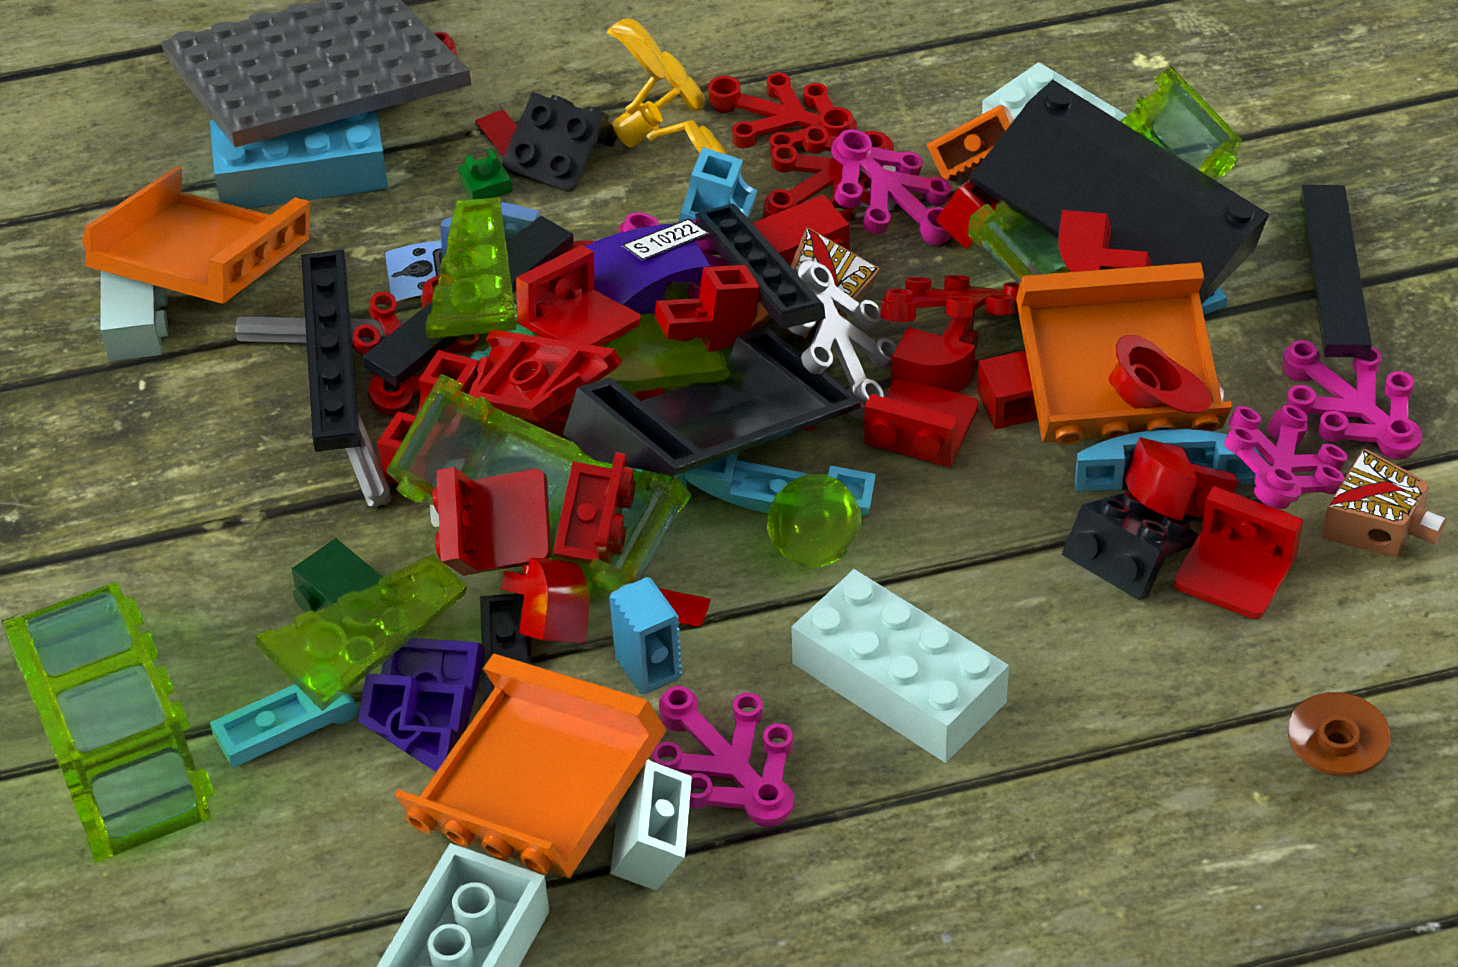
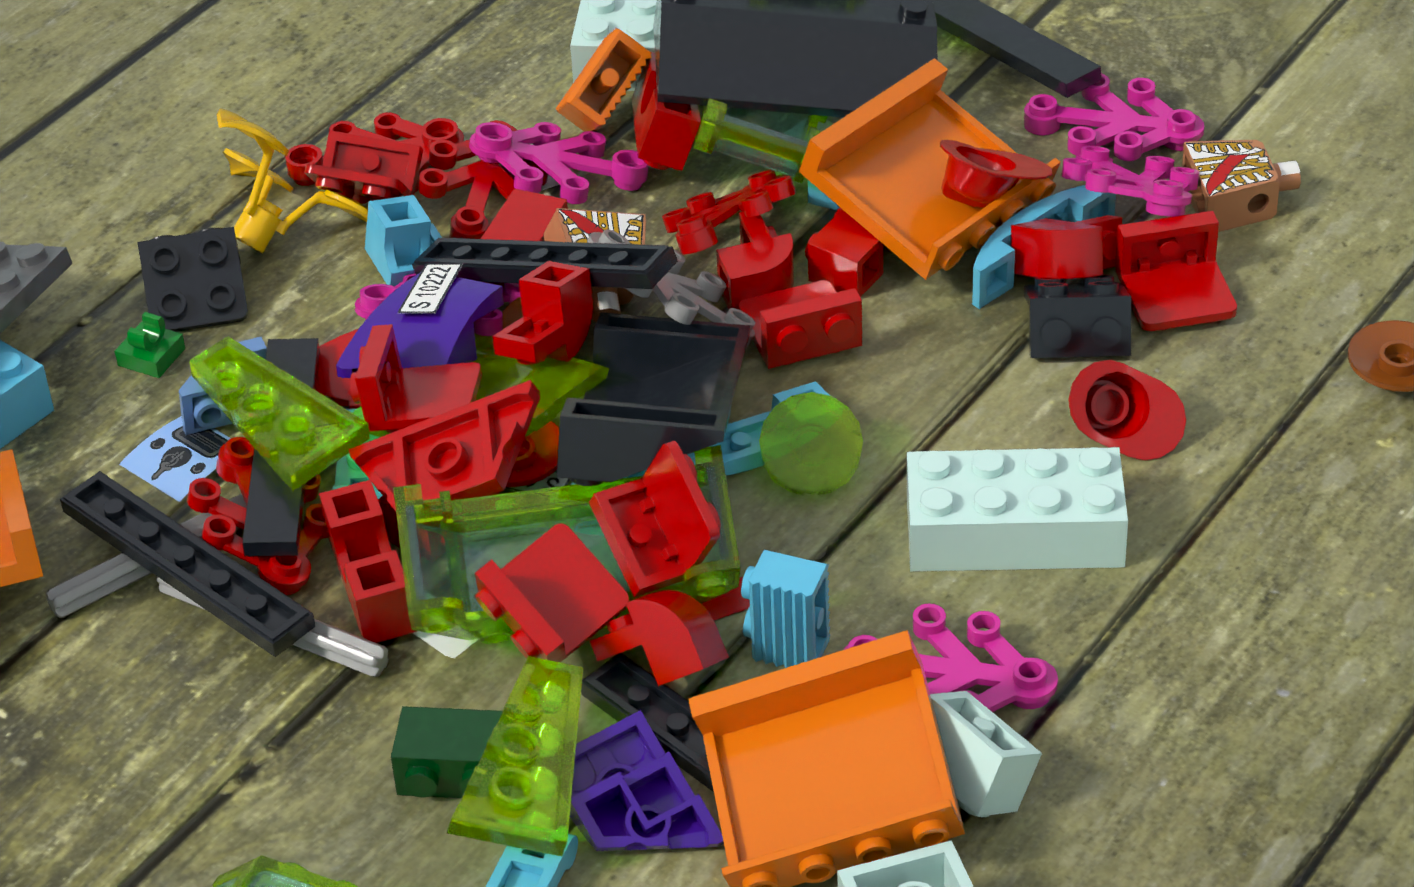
camera: 40 degrees left, 5 degrees down
(498, 129) = (113, 305): red sticker -> none
(740, 123) = (367, 167): none -> red bracket
(1065, 640) = (1127, 410): none -> red piece
(1085, 244) = (817, 98): red brick -> none

